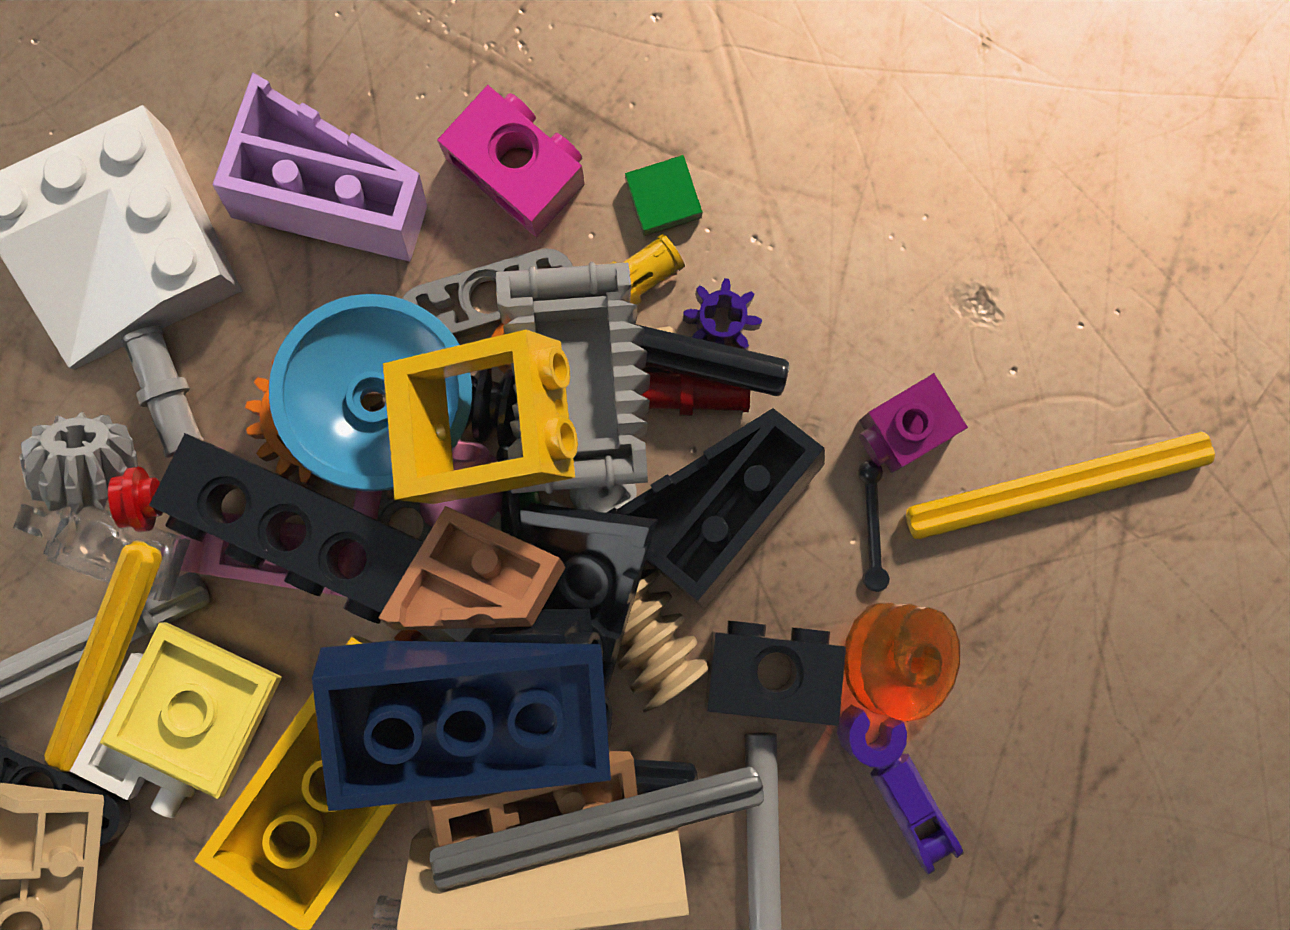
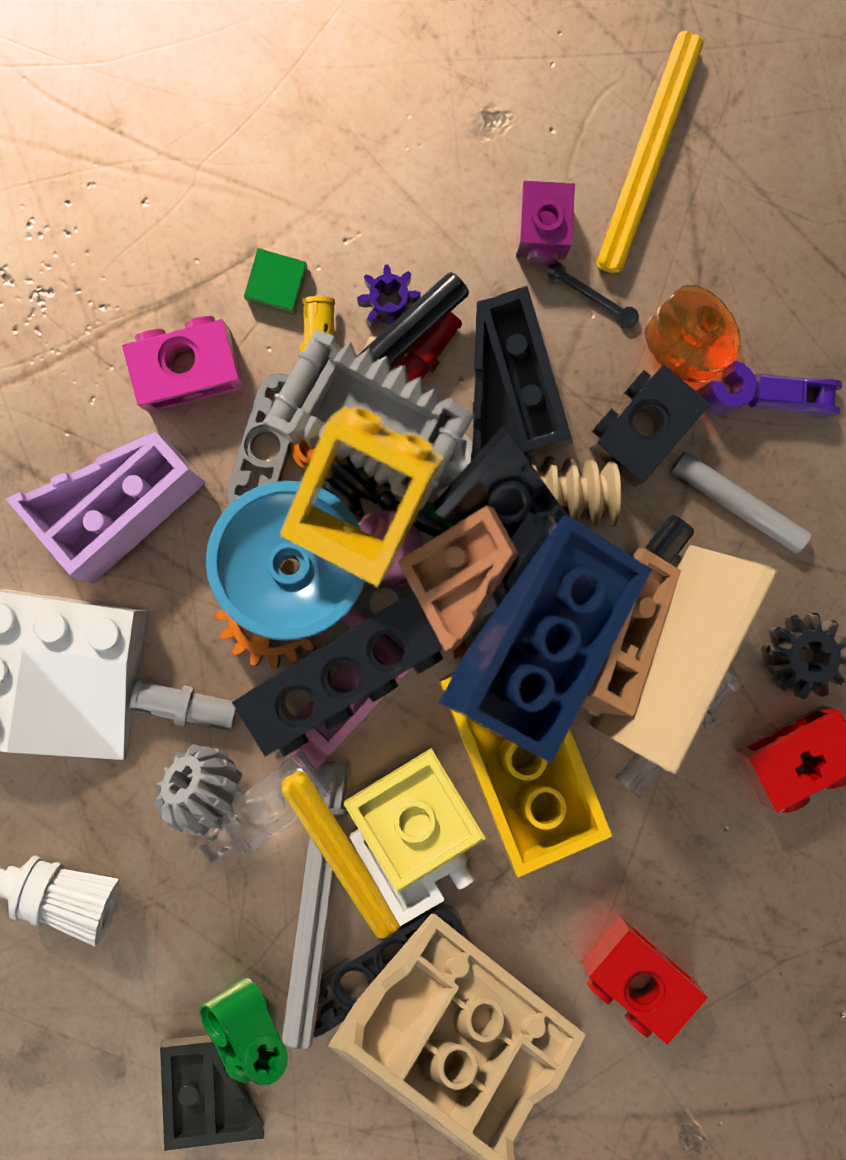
camera: 55 degrees left, 5 degrees up
(130, 499) = (251, 766): red plate -> none
(595, 827) = (673, 601): dark grey axle -> none

